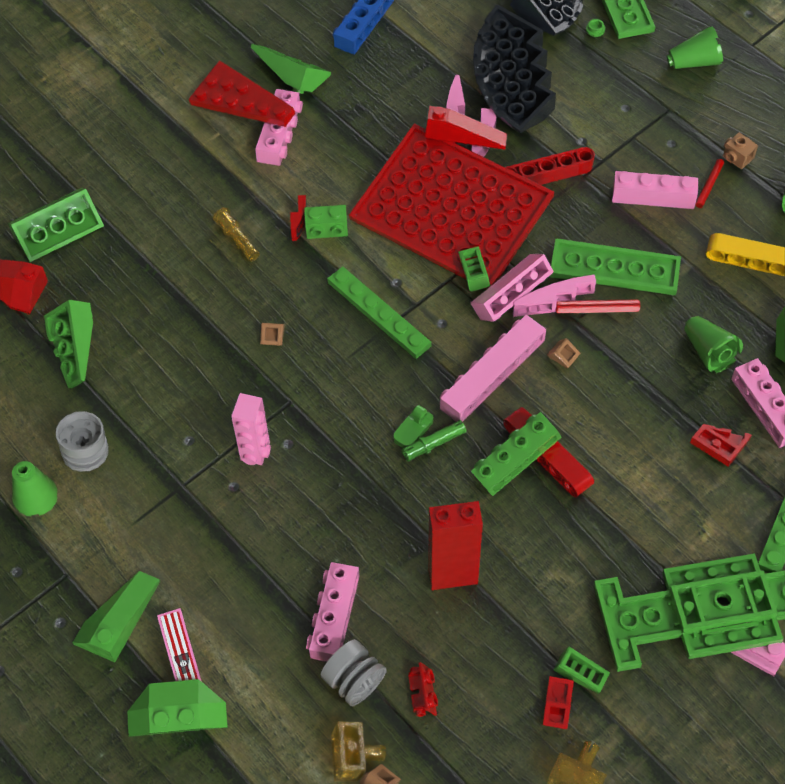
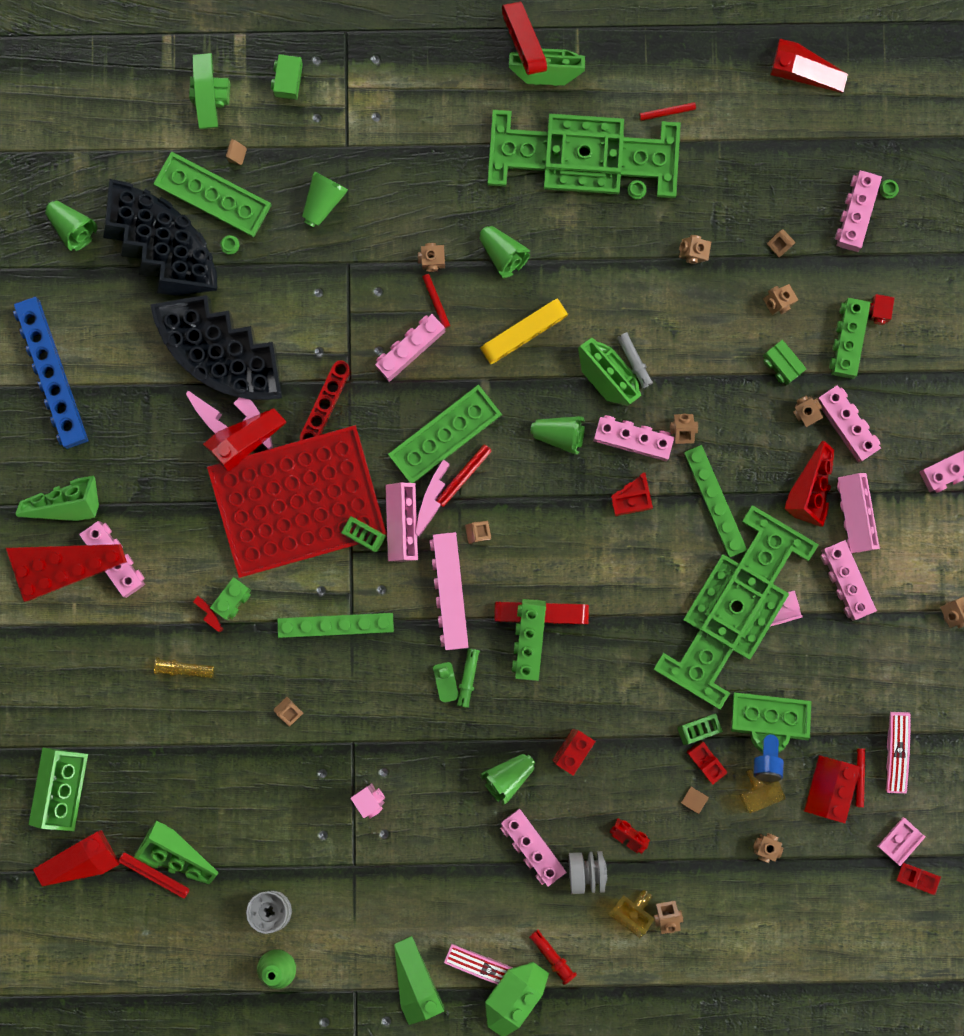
camera: 50 degrees left, 25 degrees up
(40, 342) = (154, 875): none -> red axle
(243, 725) = (558, 964): none -> red pin
(379, 537) = (508, 777): none -> bright green cone
(512, 722) = (694, 800): none -> medium nougat slope
(646, 728) = (771, 726): none -> bright green plate

